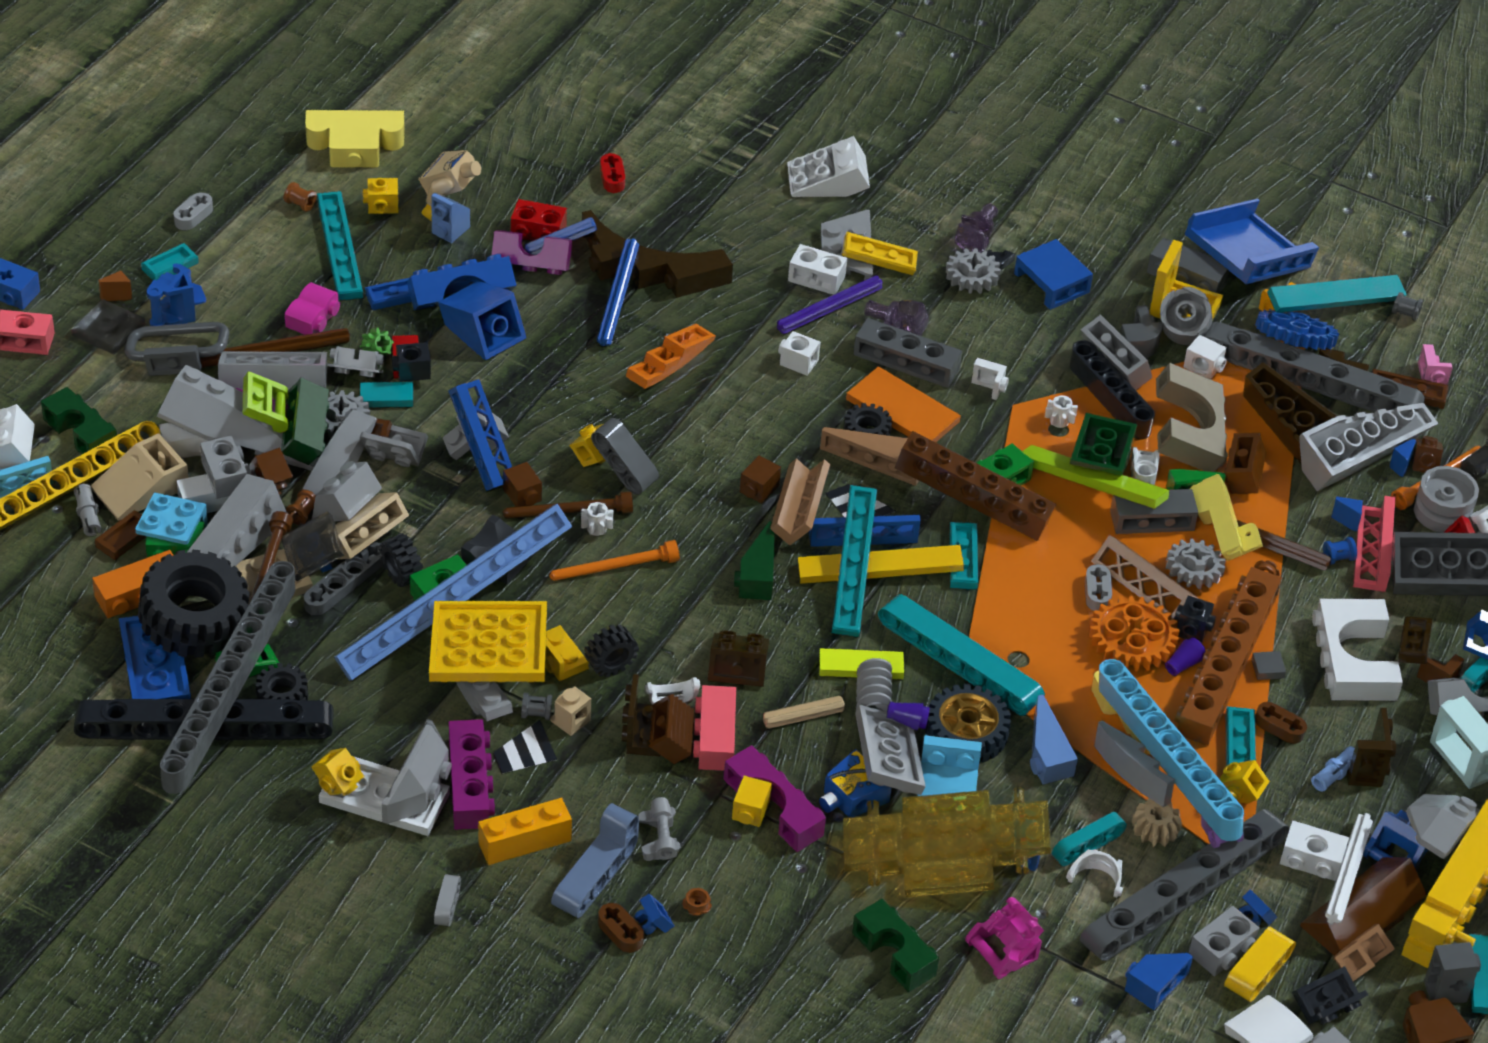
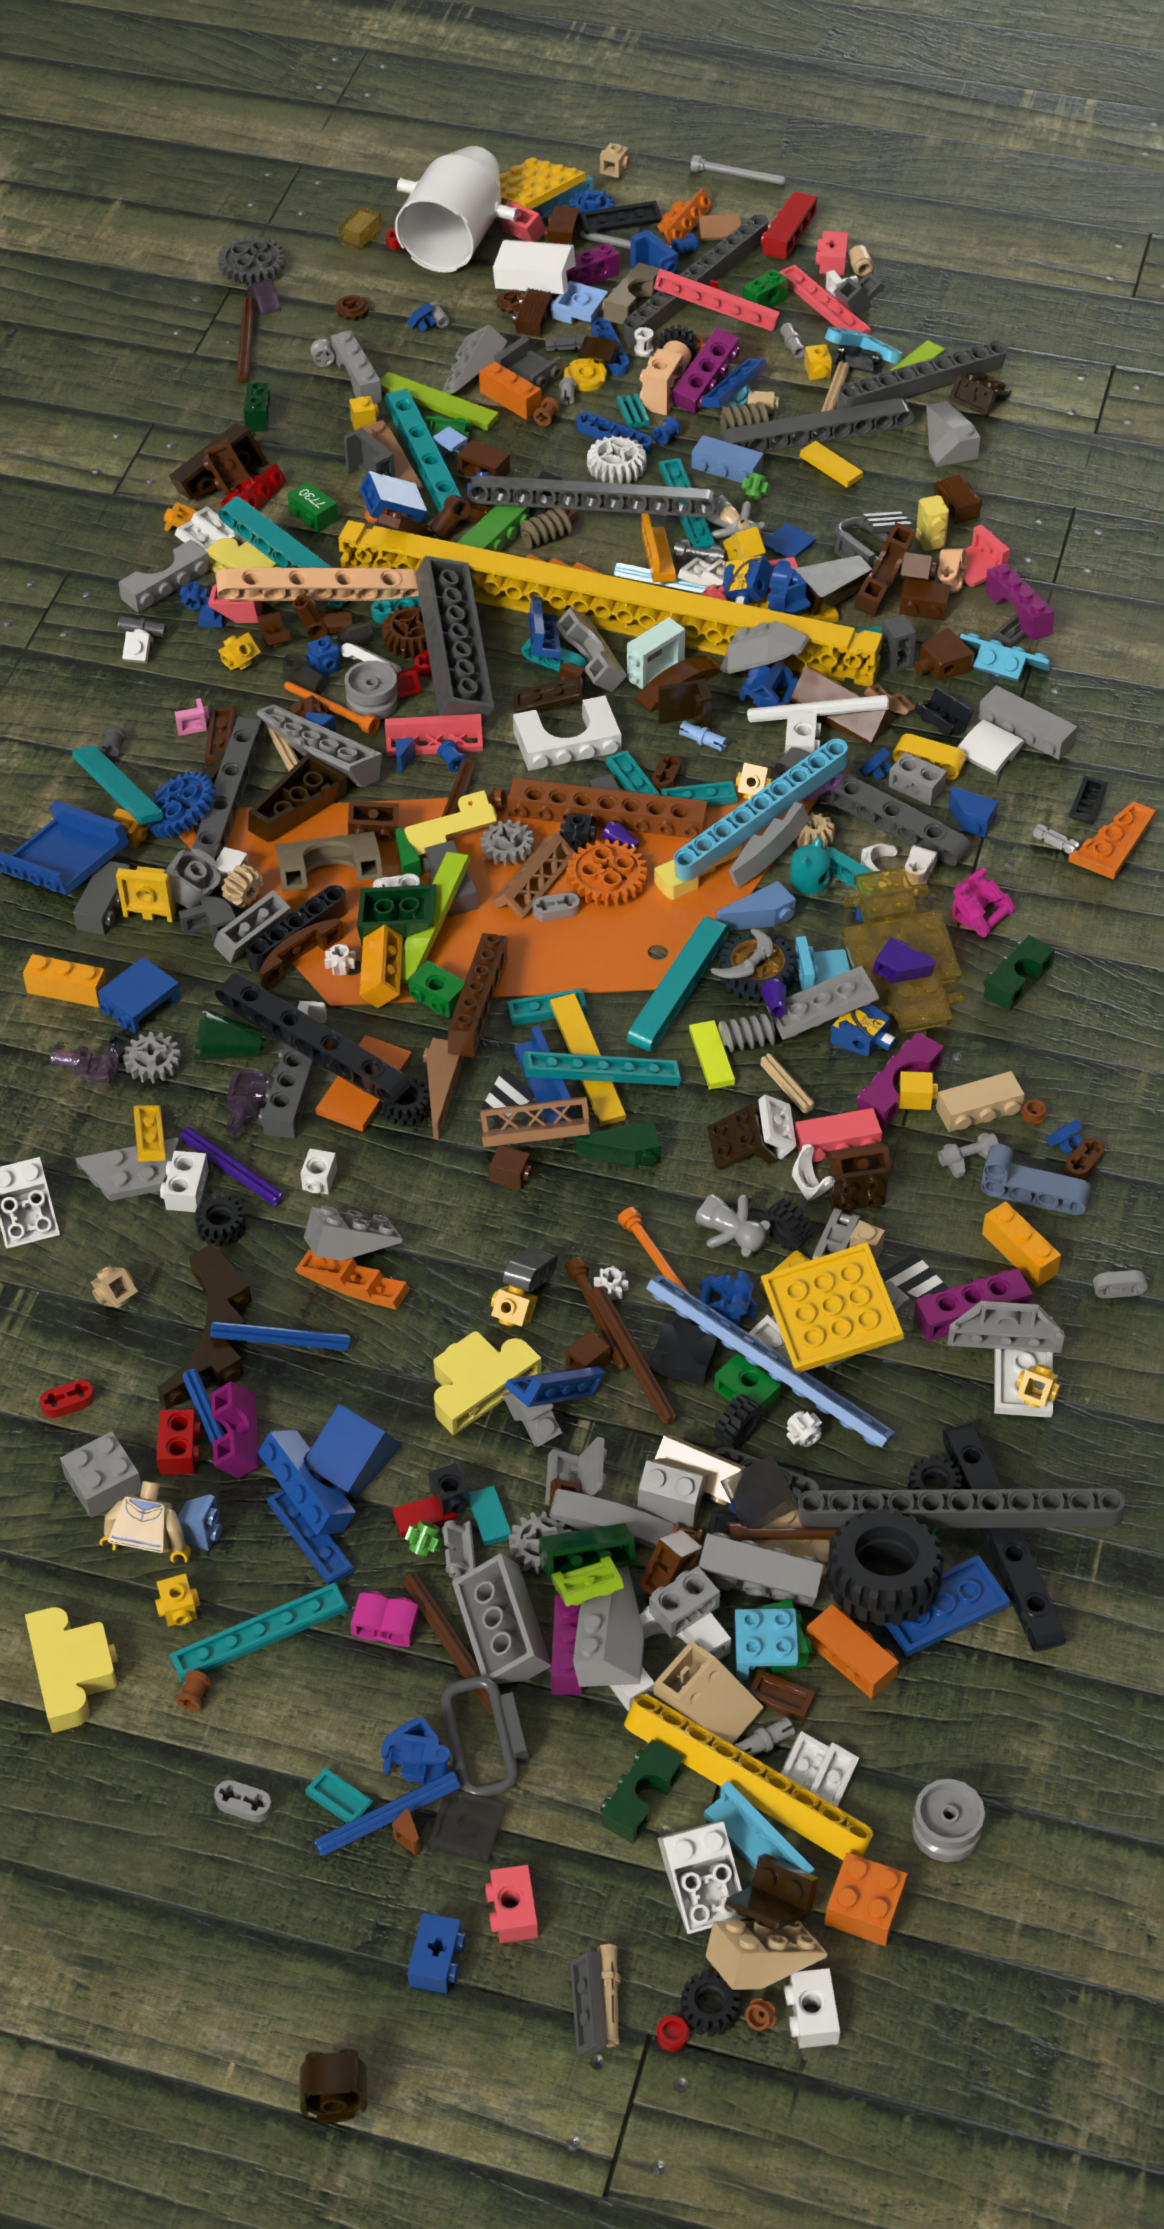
camera: 100 degrees left, 5 degrees up
(43, 538) = (819, 1767): none -> white slope
(138, 280) = (387, 1813): none -> blue axle
(378, 609) = (804, 1428): none -> white gear
(508, 515) = (633, 1355): none -> reddish brown axle
(523, 174) = (101, 1474): none -> light grey brick
(528, 410) = (475, 1377): none -> light yellow brick
(555, 591) = (735, 1295): none -> blue piece
(597, 692) = (836, 1236): none -> light grey plate
(639, 612) = (719, 1216): none -> light grey piece
(711, 205) = (121, 1286): none -> tan brick
(712, 349) = (347, 1234): none -> light grey slope
(722, 856) = (980, 1101): none -> tan brick
(739, 671) = (777, 1125): none -> white bracket
(766, 275) = (224, 1232): none -> black tyre
(920, 819) = (902, 963): none -> dark purple slope
(944, 356) = (313, 1039): none -> black beam
(952, 696) = (763, 950): none -> light grey piece
(978, 311) = (227, 1038): none -> dark green cone
(1038, 432) = (381, 966): none -> light orange brick
(1066, 365) = (321, 934): none -> reddish brown slope
(1081, 904) = (920, 864): none -> white piece
(1085, 225) = (64, 980): none -> light orange brick
(1098, 793) = (807, 866): none -> teal piece
(1172, 349) = (242, 886): none -> tan gear
(1281, 692) = (630, 774): none -> teal tile
(1432, 762) = (683, 671): none -> reddish brown slope

